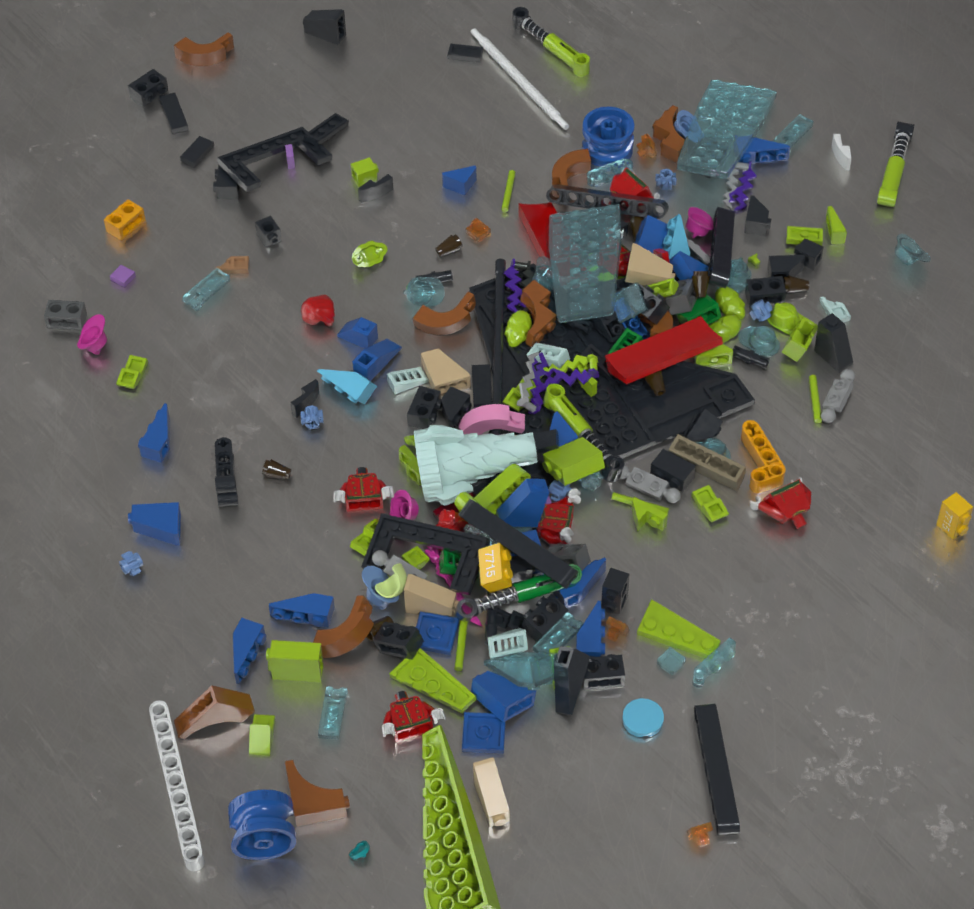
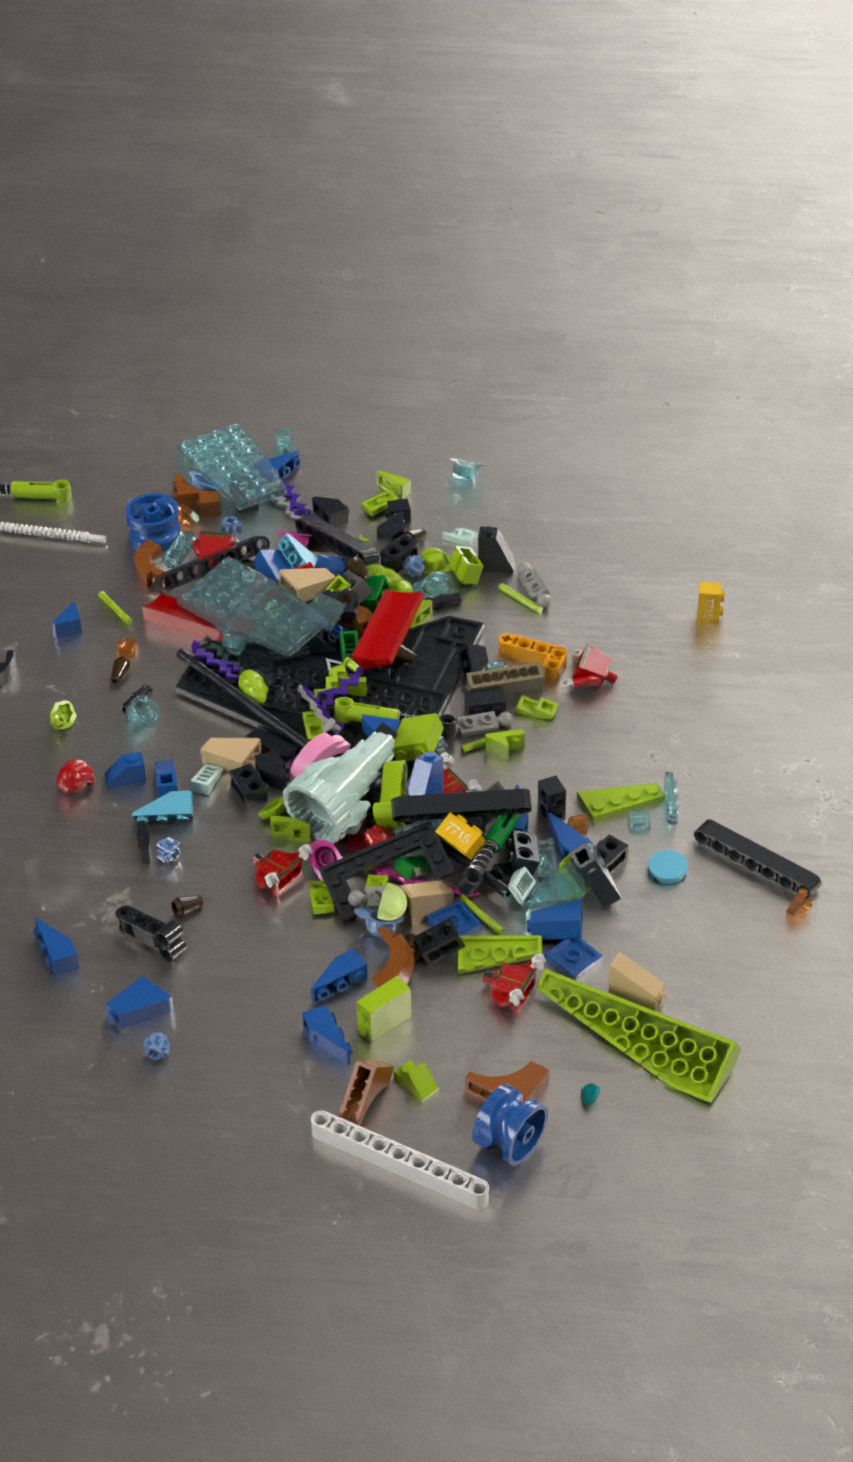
camera: 45 degrees left, 10 degrees down
(332, 713) = (451, 1025): clear light blue plate -> none
(446, 322) = (187, 722): dark orange arch -> none
(536, 299) = (245, 657): dark orange arch -> none
(554, 355) = (308, 681): light aqua slope -> none
(841, 153) = (339, 436): white slope -> none
(895, 165) = (403, 442): lime piece -> none

